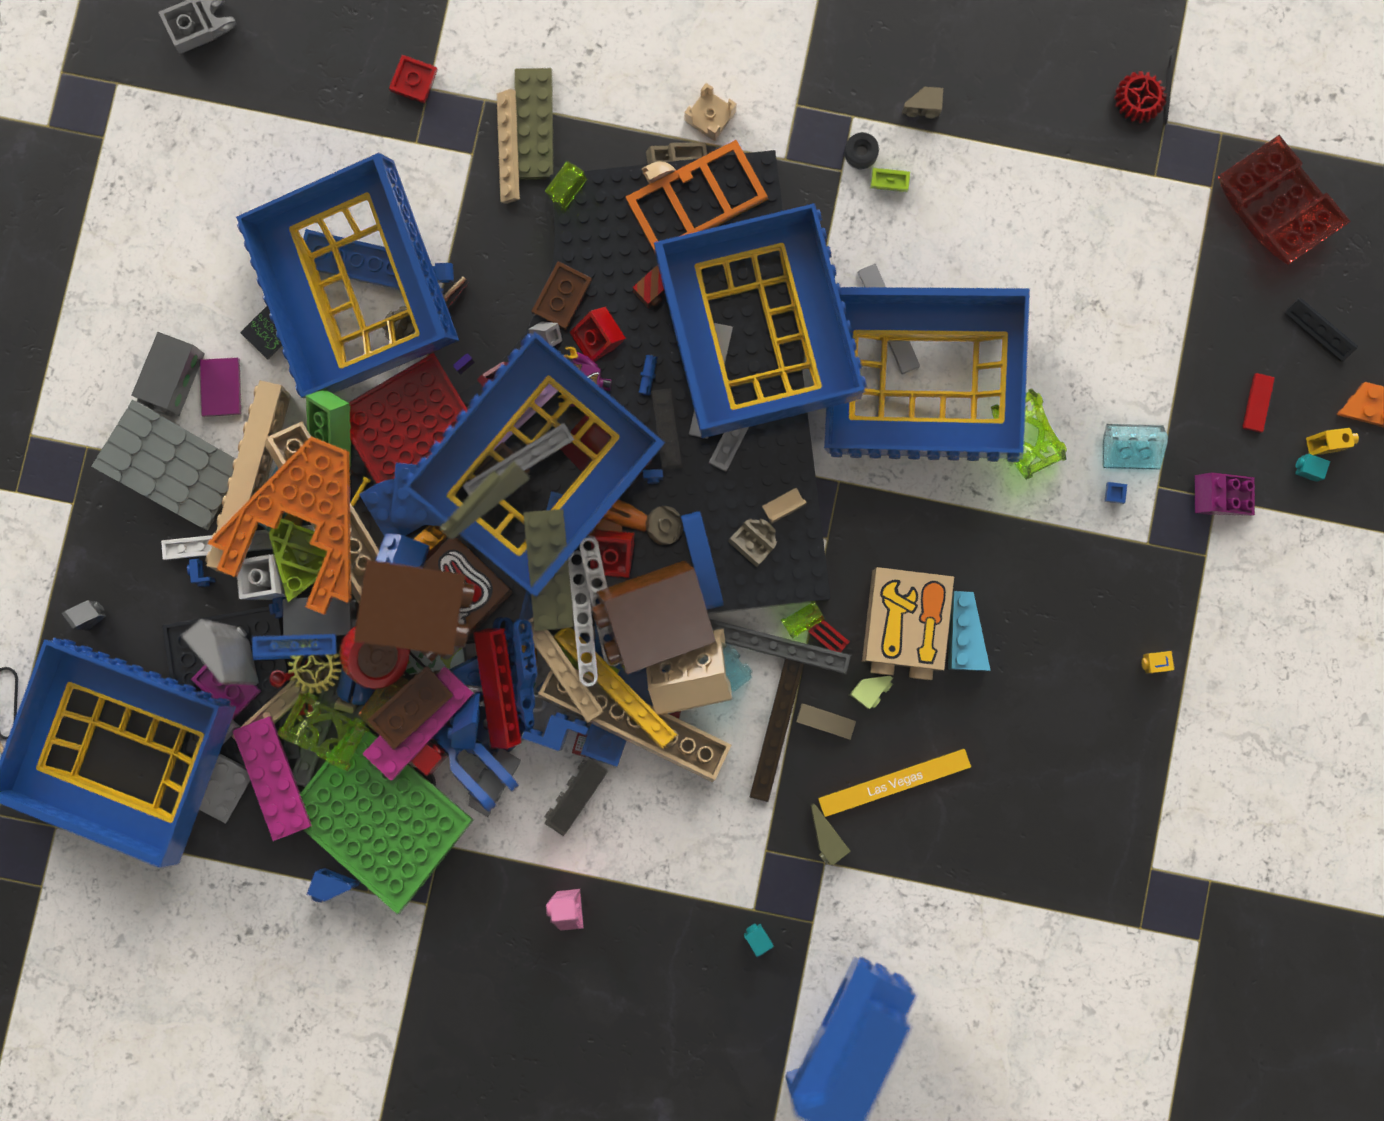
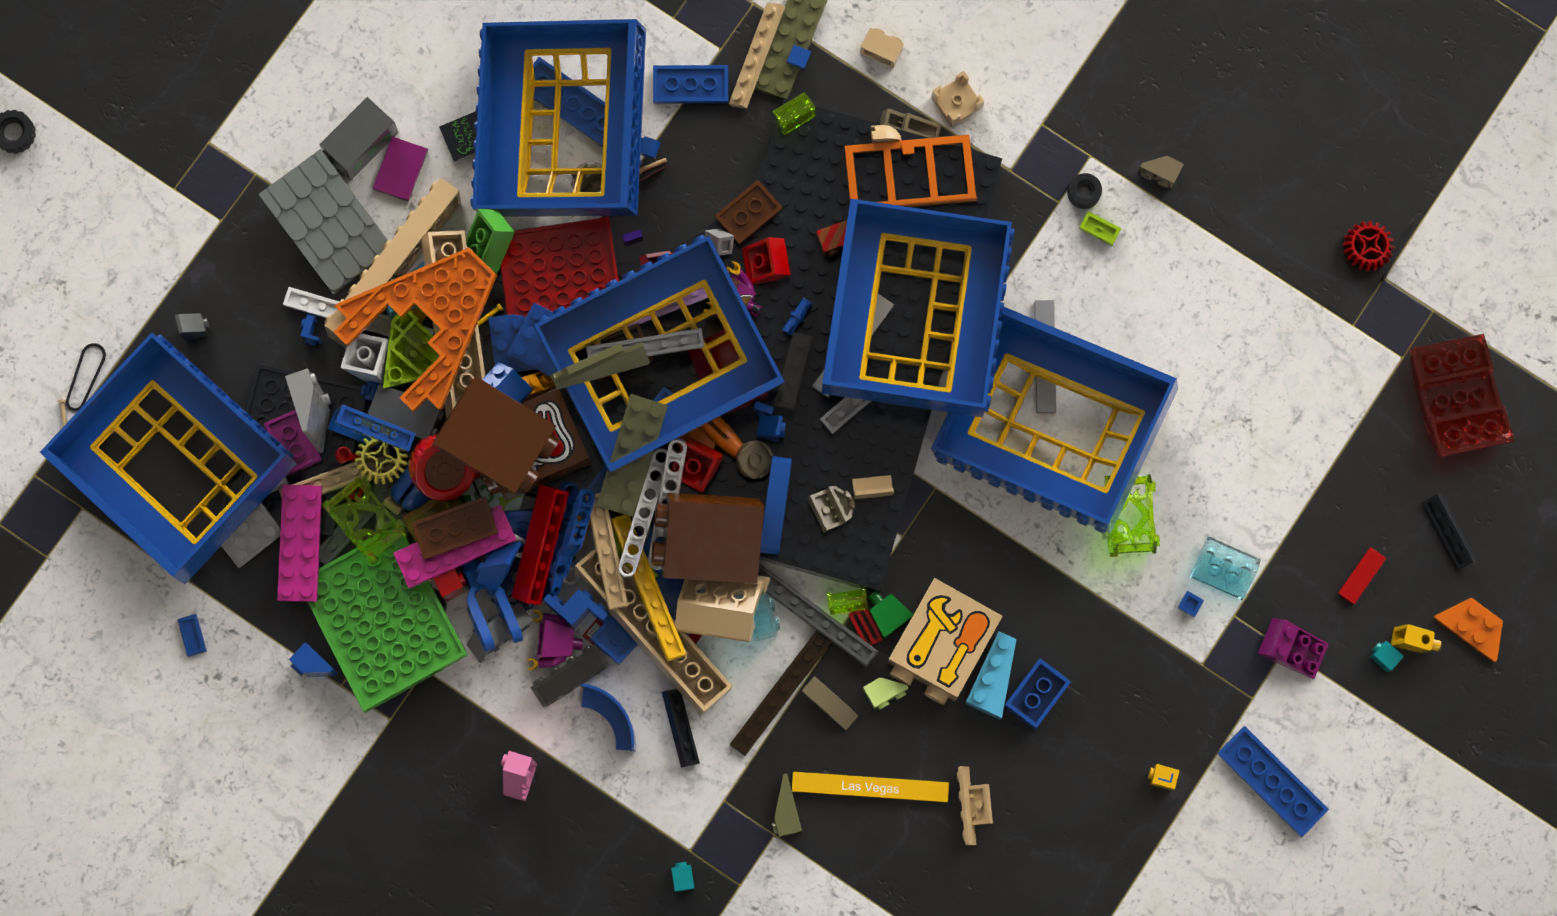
camera: 20 degrees right, 5 degrees down
(208, 903) = (192, 635): none -> blue tile
(457, 198) = (690, 84): none -> blue plate
(547, 131) = (799, 57): none -> blue tile
(548, 770) = (554, 641): none -> magenta torso
(620, 92) = (882, 47): none -> tan brick
(633, 815) = (613, 712): none -> blue panel
(667, 489) = (771, 428): none -> blue slope
(698, 801) = (680, 728): none -> black plate
(845, 616) = (888, 613): none -> green torso
(997, 759) = (975, 805): none -> tan bracket
(1012, 634) = (1037, 694): none -> blue brick
(1257, 625) = (1272, 781): none -> blue plate

